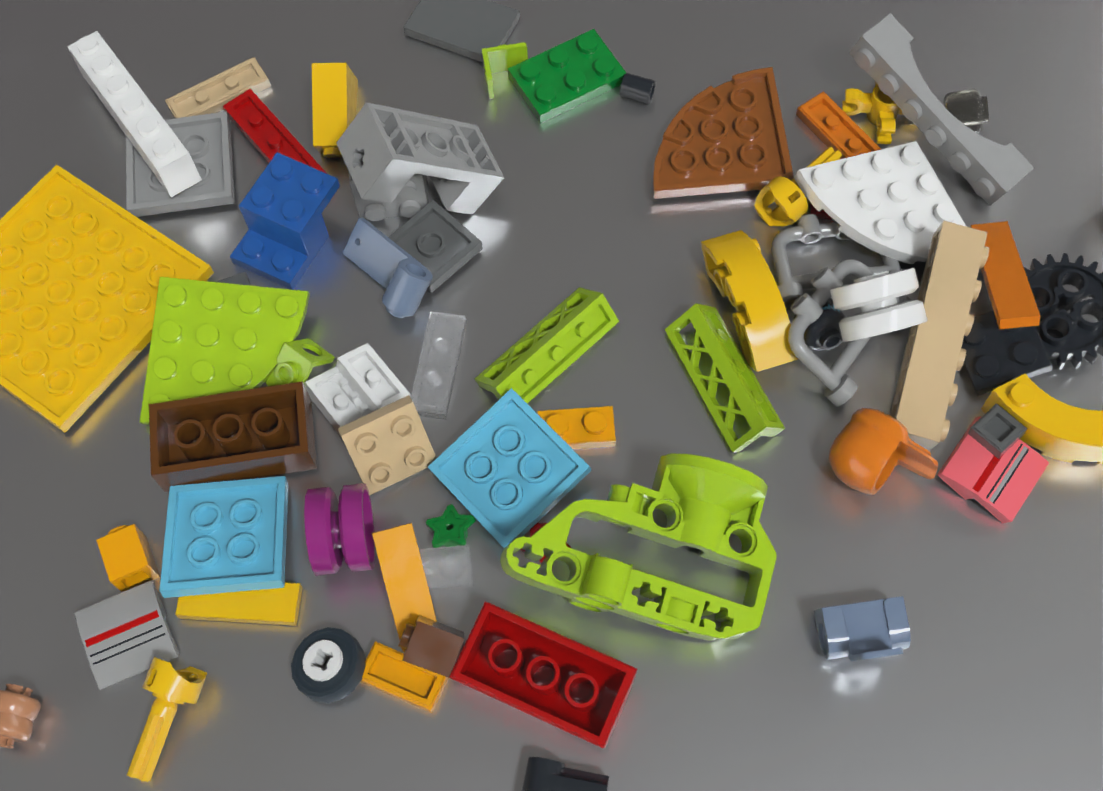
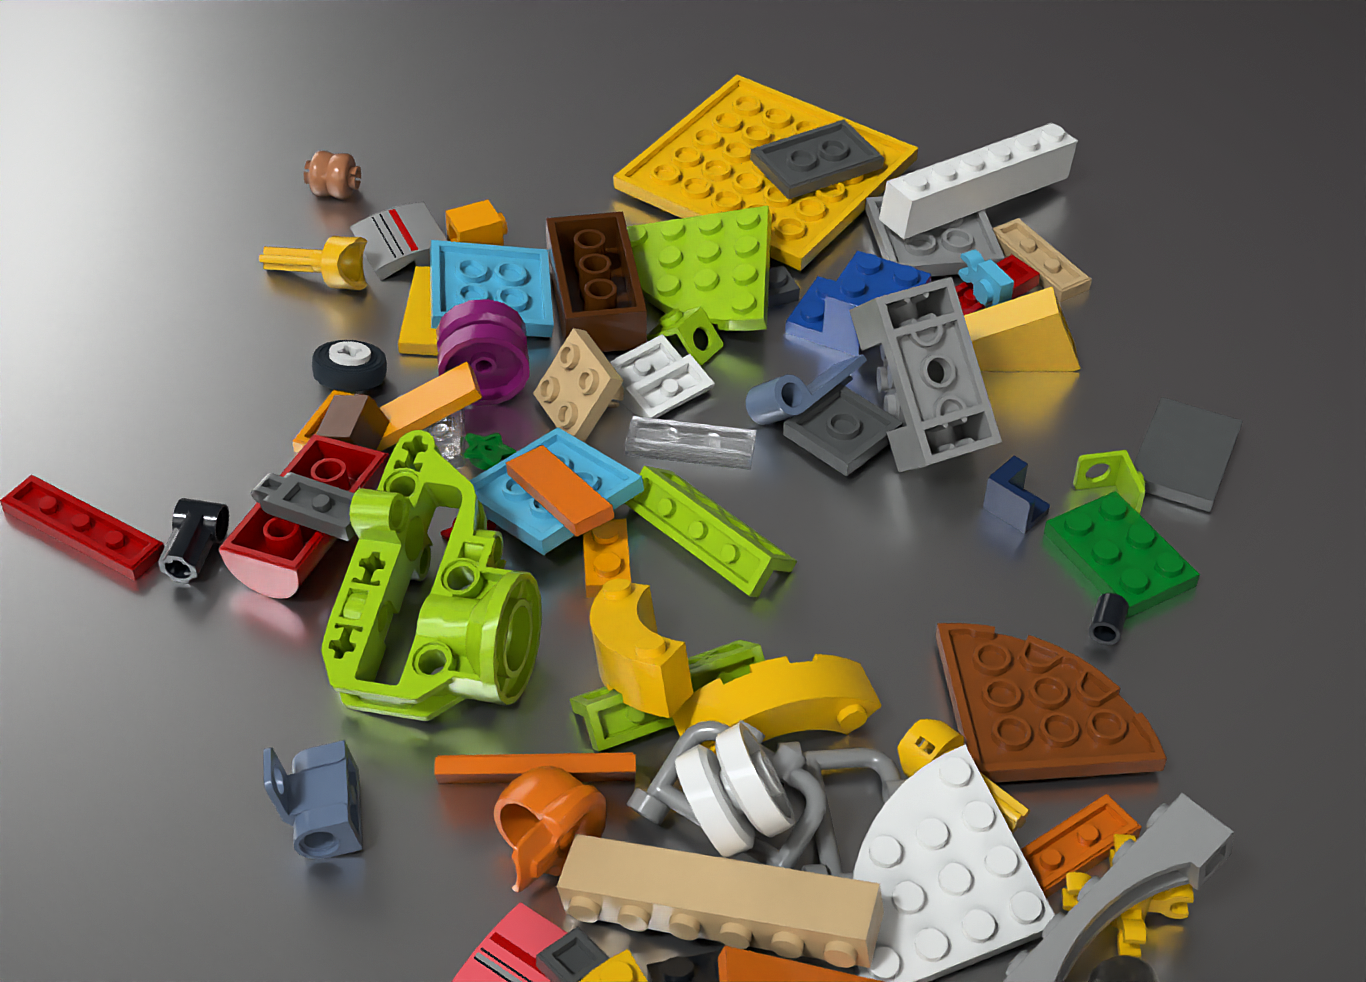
camera: 85 degrees right, 20 degrees down
(66, 245) = (816, 159): none -> dark grey tile
(277, 118) = (989, 280): none -> medium azure plate
(513, 135) = (1008, 498): none -> dark blue panel
(530, 452) = (560, 490): none -> orange tile
(568, 657) = (306, 503): none -> dark grey hinge
(721, 393) = (632, 656): none -> yellow brick
(816, 470) = (507, 767): none -> orange tile

